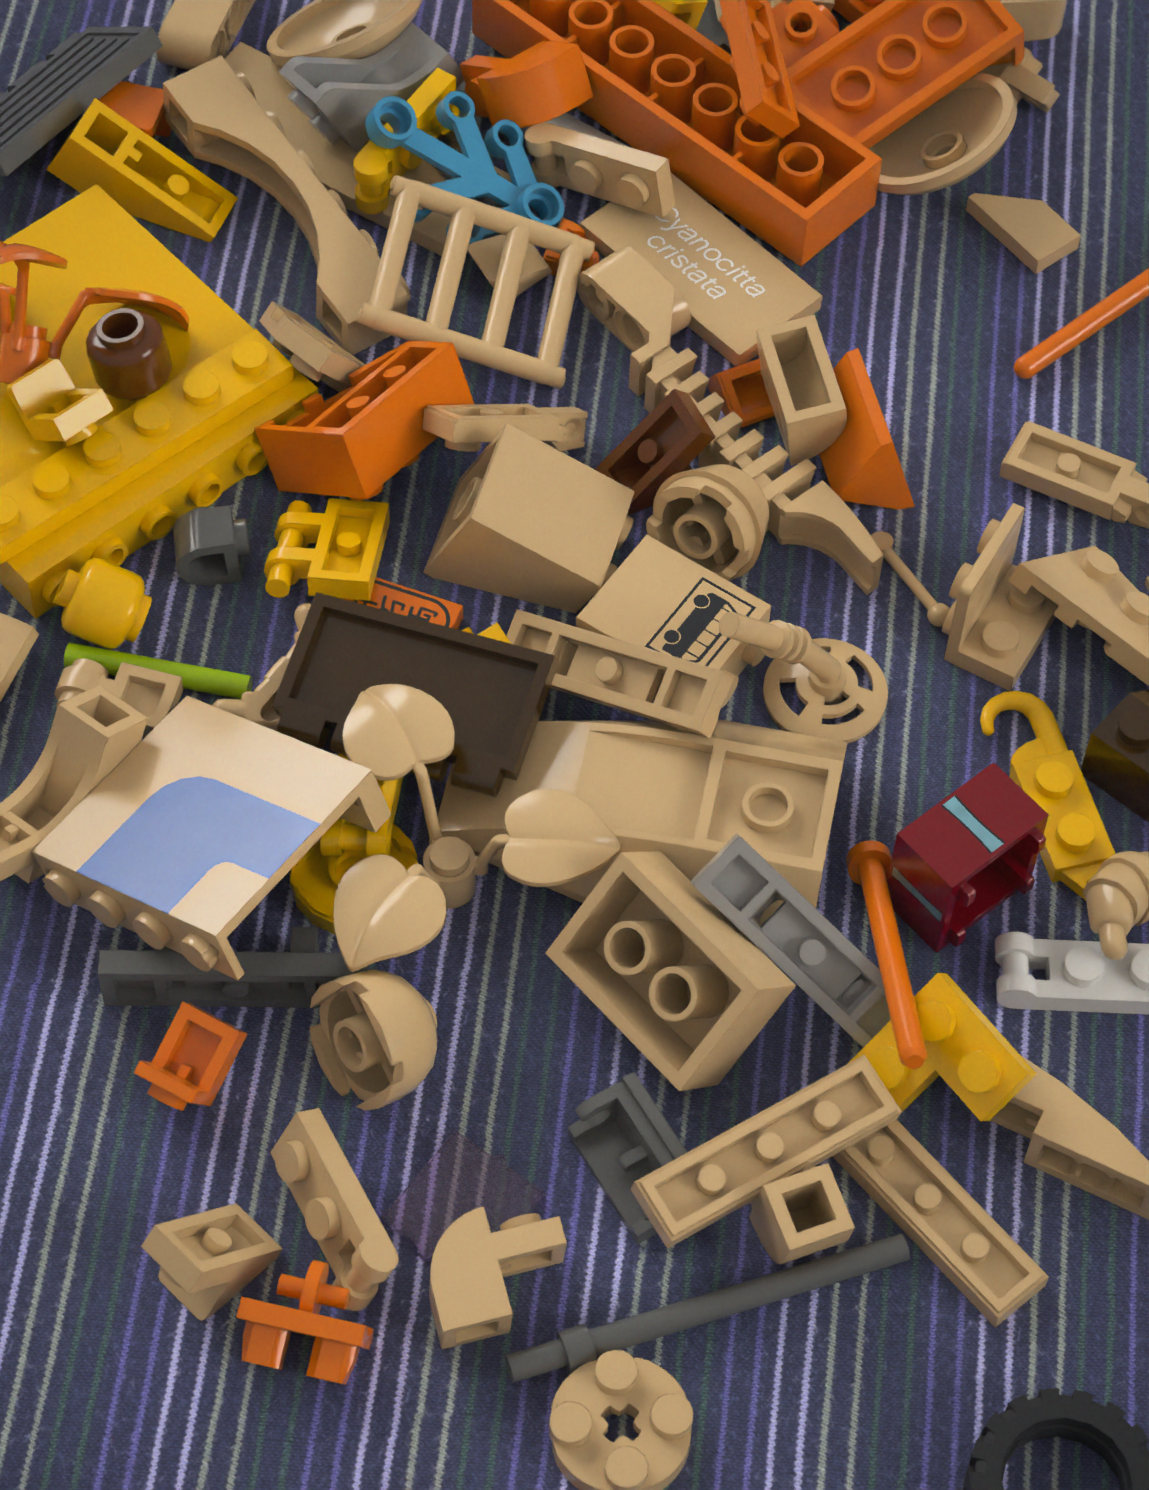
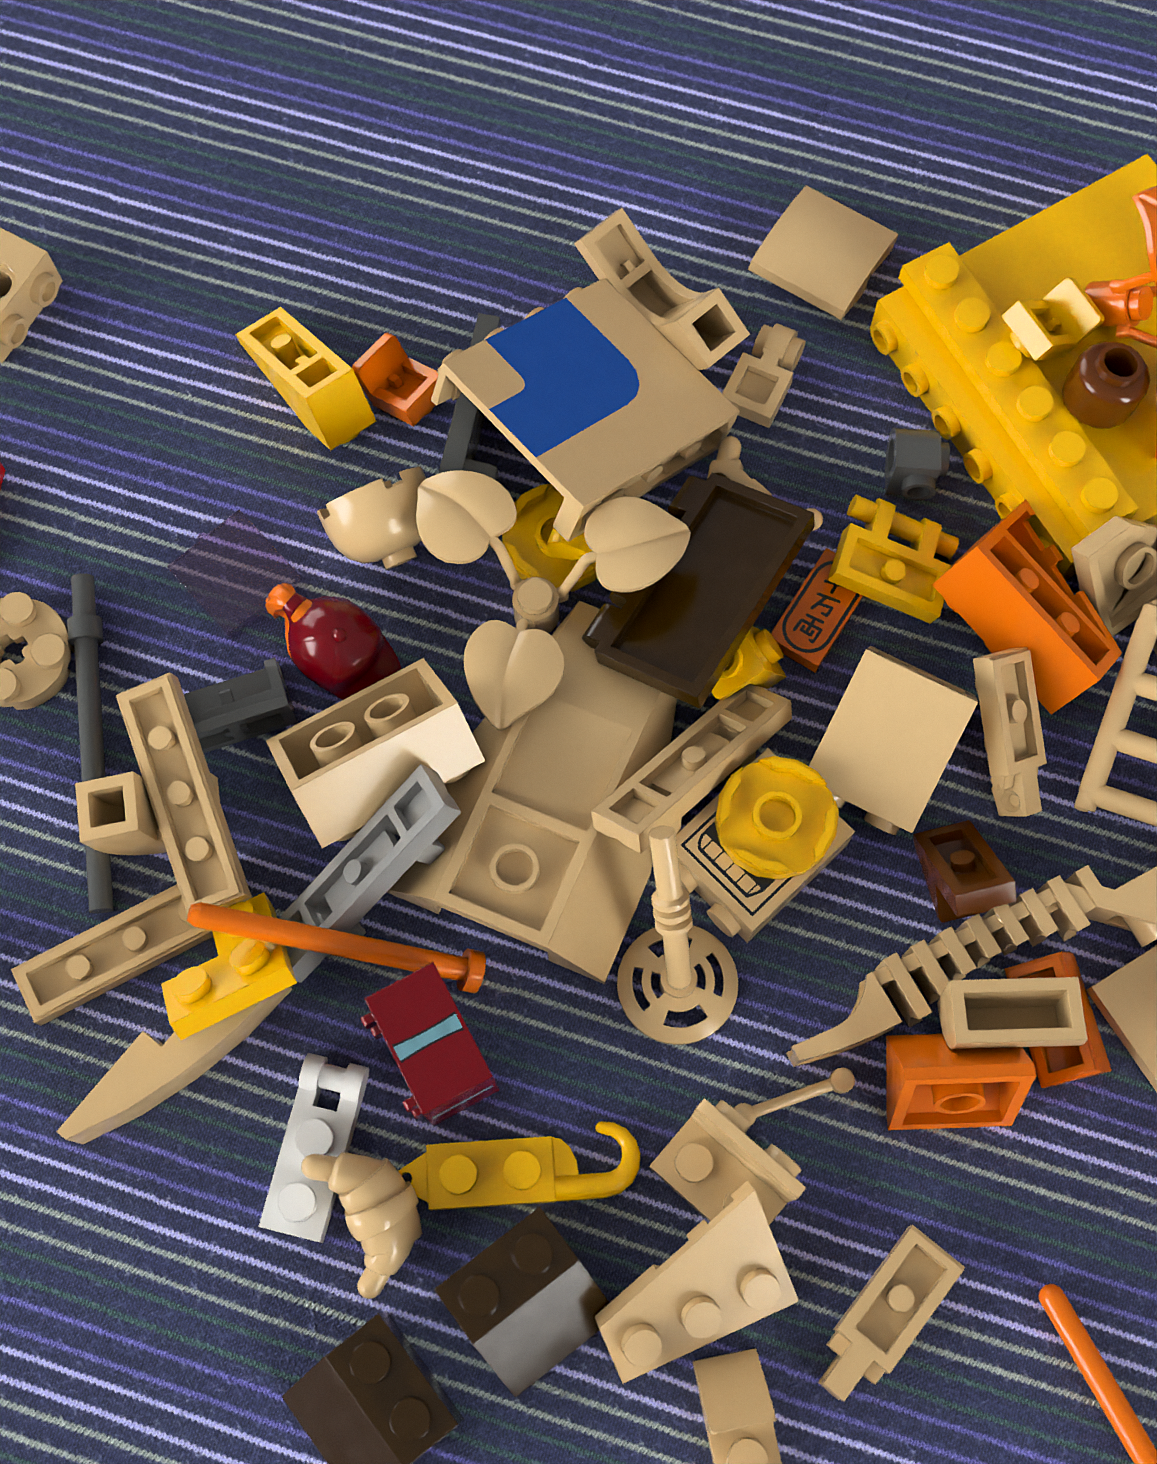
camera: 105 degrees right, 15 degrees up
(103, 603) = (856, 362): yellow head -> none
(193, 677) = (792, 412): lime bar -> none
(196, 1163) = (308, 377): none -> yellow slope
(210, 1256) = (227, 373): tan slope -> none
(334, 1206) = (239, 466): tan plate -> none
(335, 1341) = (154, 435): orange hips -> none
(469, 1270) = (154, 556): tan brick -> none
(536, 1065) = (332, 641): none -> dark red hair
(653, 594) = (776, 818): none -> yellow tile
(712, 518) = (867, 901): tan cone -> none

